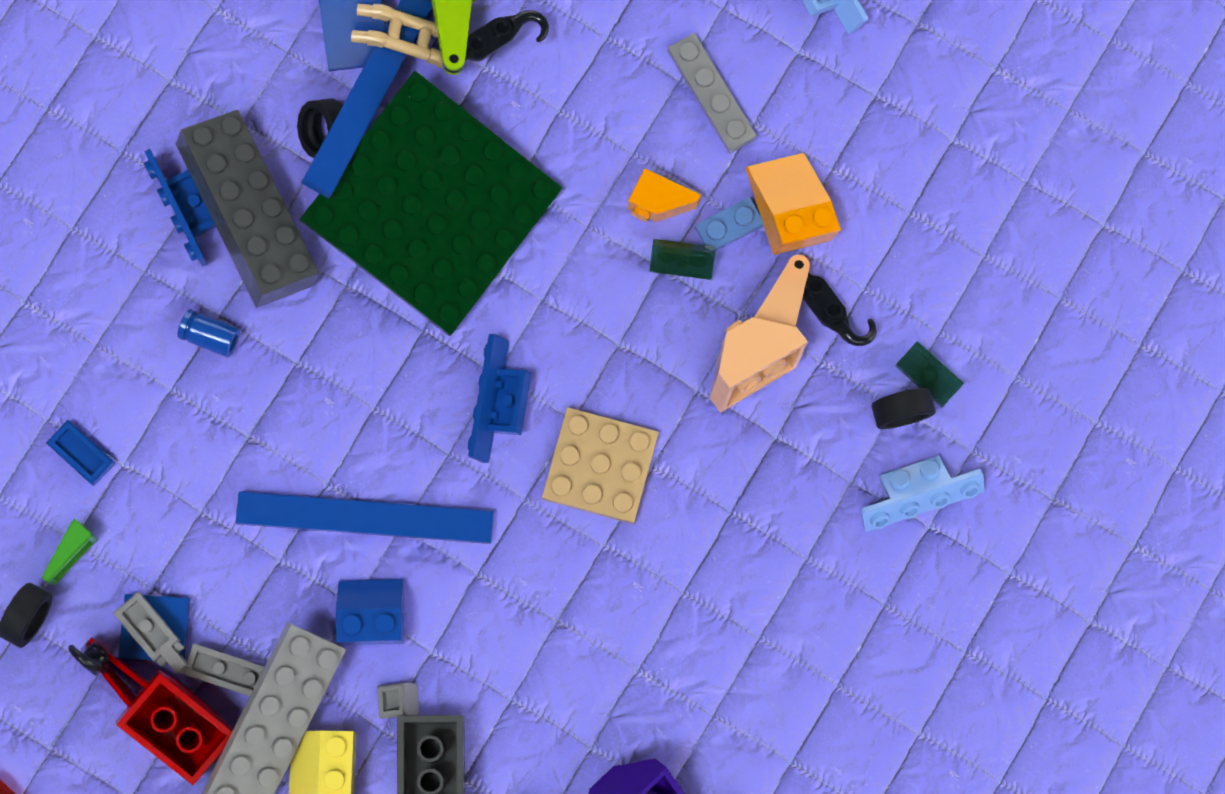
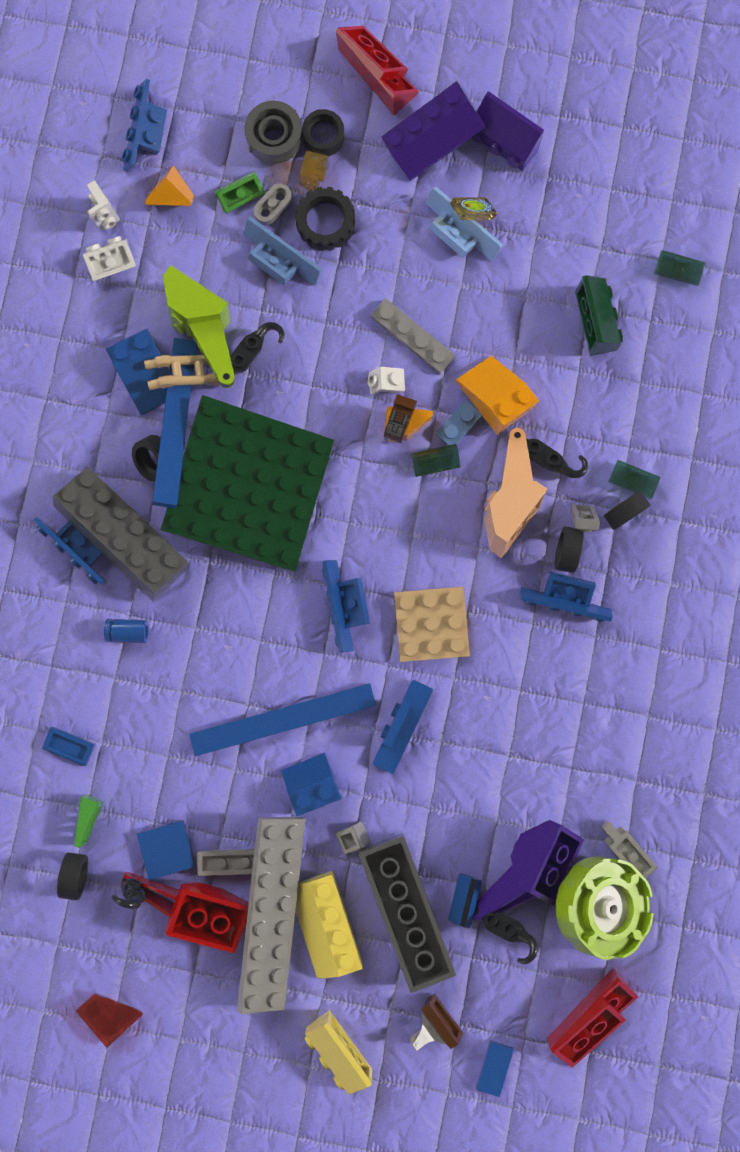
camera: 15 degrees left, 5 degrees up
(152, 633) = (166, 856): light grey hinge -> none
(513, 580) = (402, 727): none -> blue bracket
(654, 188) = (400, 418): none -> leg
(657, 137) = (386, 380): none -> white bracket
(788, 489) = (569, 595): none -> blue bracket
(810, 431) = (569, 549): none -> black tyre
(845, 398) = (584, 517): none -> light grey plate
(919, 490) = (655, 562): light blue bracket -> none
(959, 150) = (598, 315): none -> dark green slope
(1087, 127) = (679, 268): none -> plate

